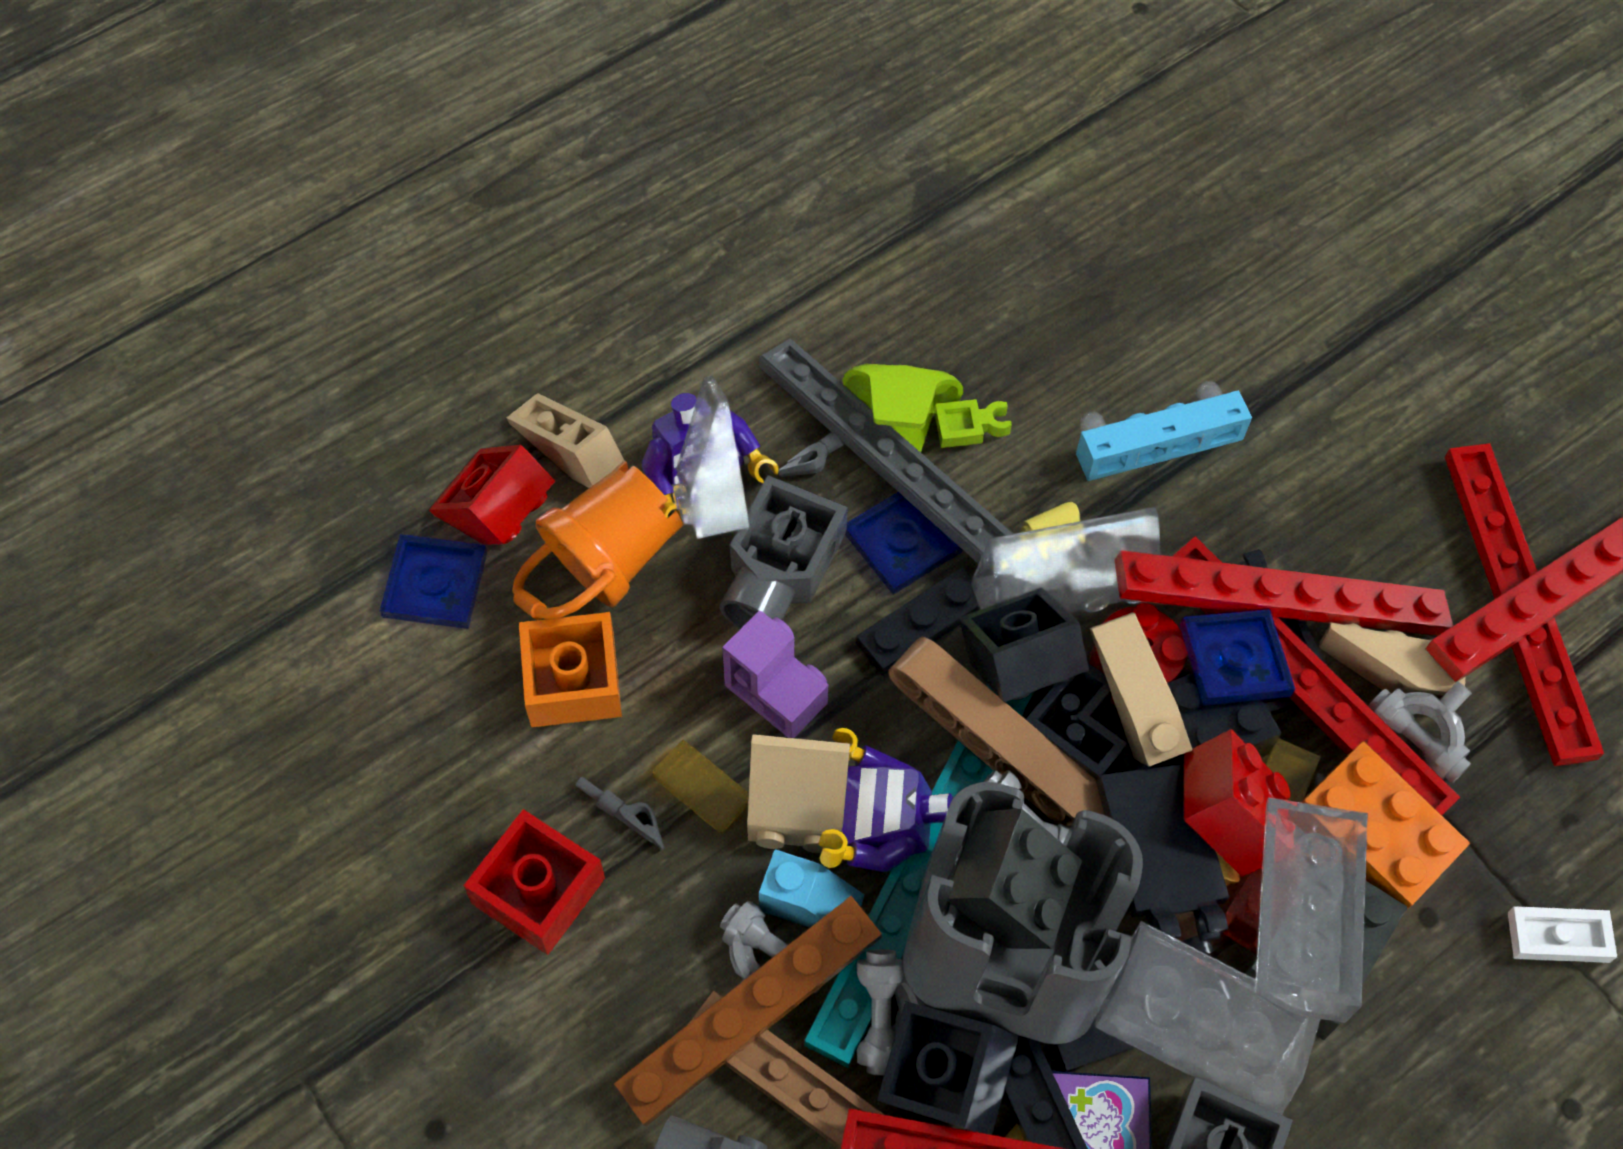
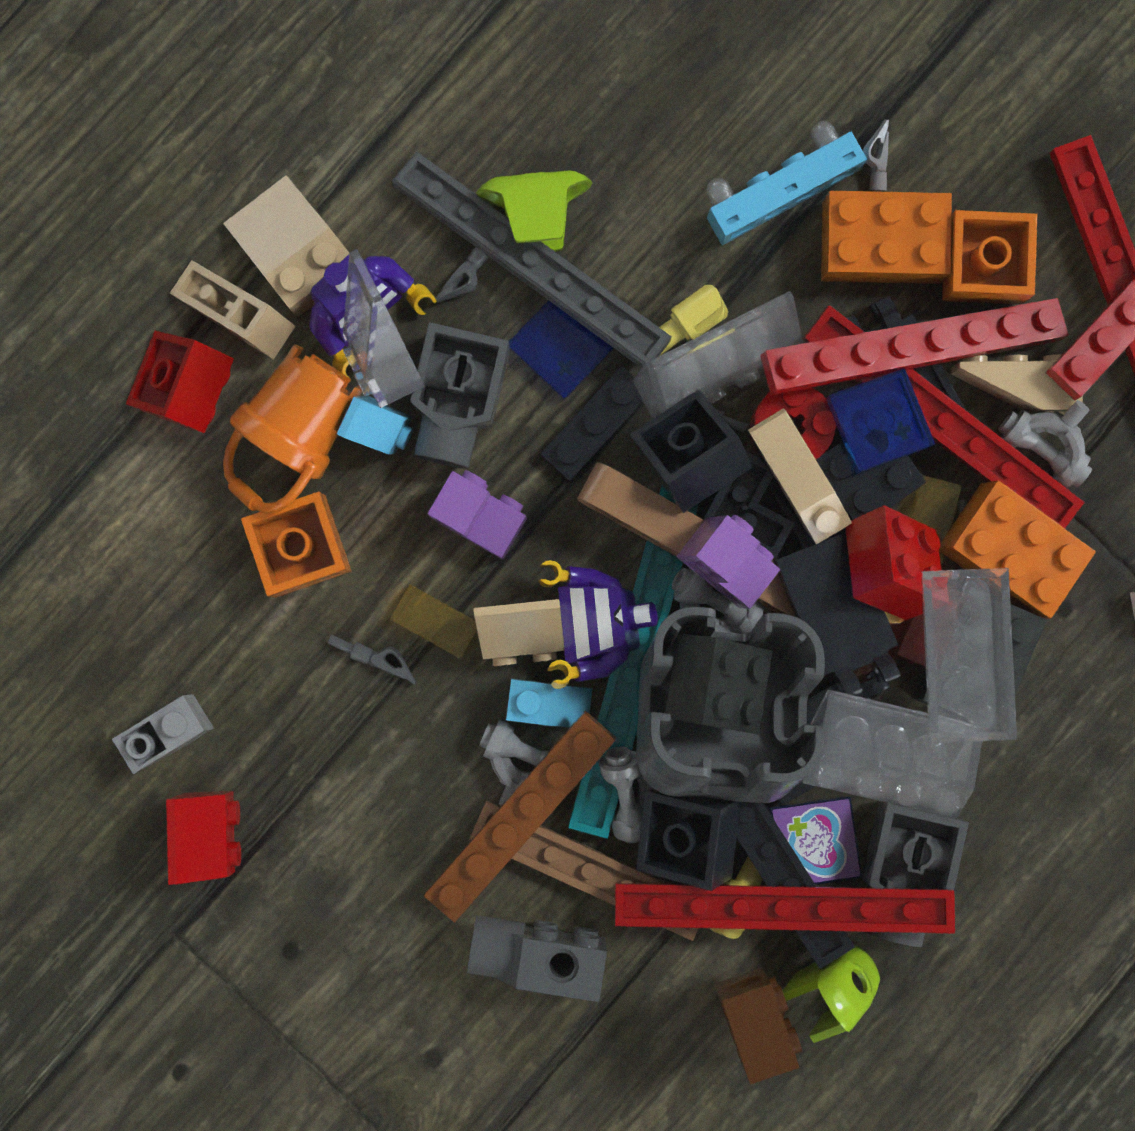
camera: 10 degrees left, 25 degrees up
(365, 836) = (163, 733): none -> light grey slope
(373, 957) = (202, 836): none -> red slope
(433, 581) = (150, 475): clear blue tile -> none
(535, 881) = (316, 744): red brick -> none
(634, 391) = (287, 242): none -> tan slope
(686, 566) = (376, 427): none -> medium azure slope
(965, 424) = (597, 212): lime plate -> none
(1044, 758) = (730, 559): none -> medium lavender brick
(1262, 436) = (878, 163): none -> light grey hand
(1263, 497) = (886, 237): none -> orange brick
(1372, 531) = (992, 257): none -> orange brick

